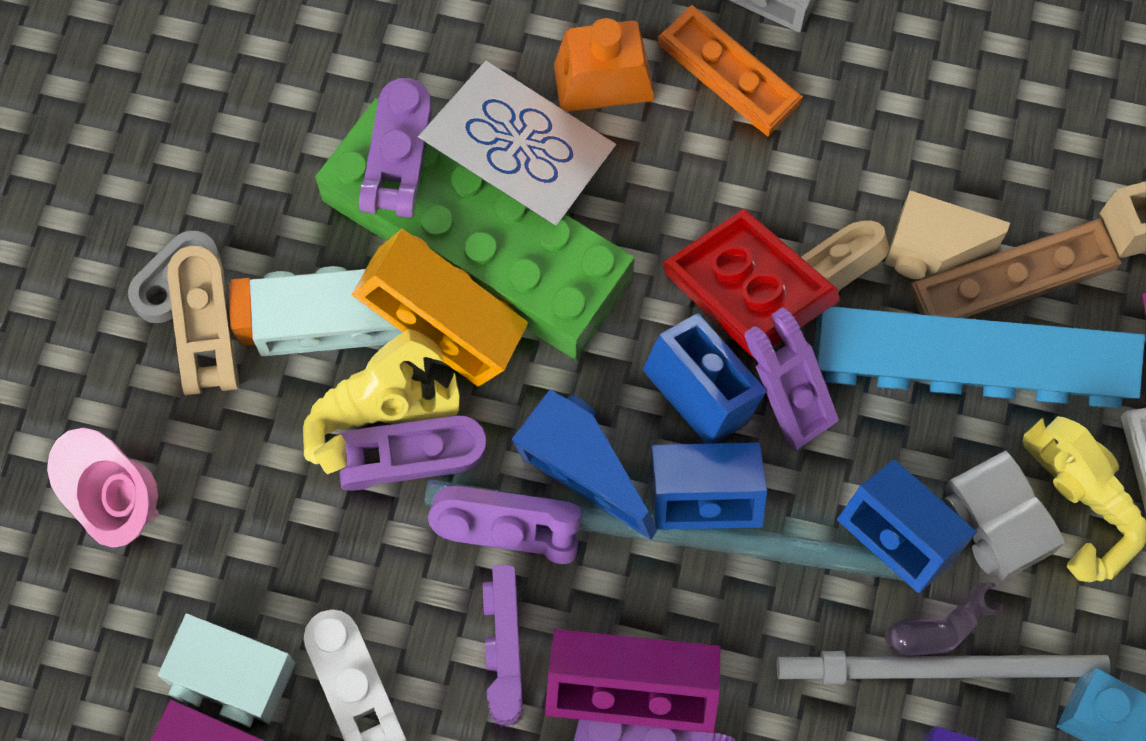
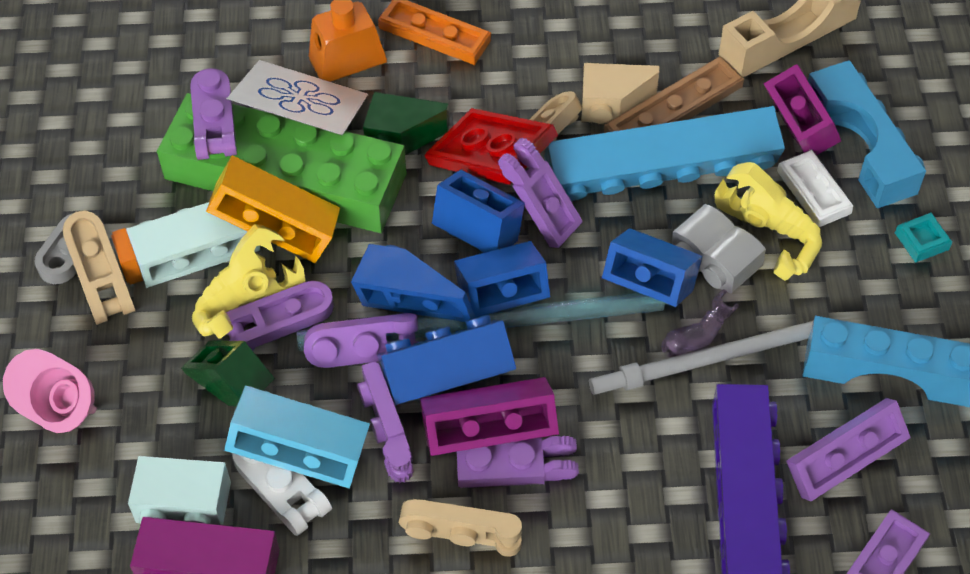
camera: 15 degrees left, 15 degrees down
(328, 518) = (226, 369): none -> dark green slope
(387, 642) = (296, 436): none -> medium azure brick
(602, 585) = (446, 359): none -> blue brick
(645, 211) = (406, 120): none -> dark green slope

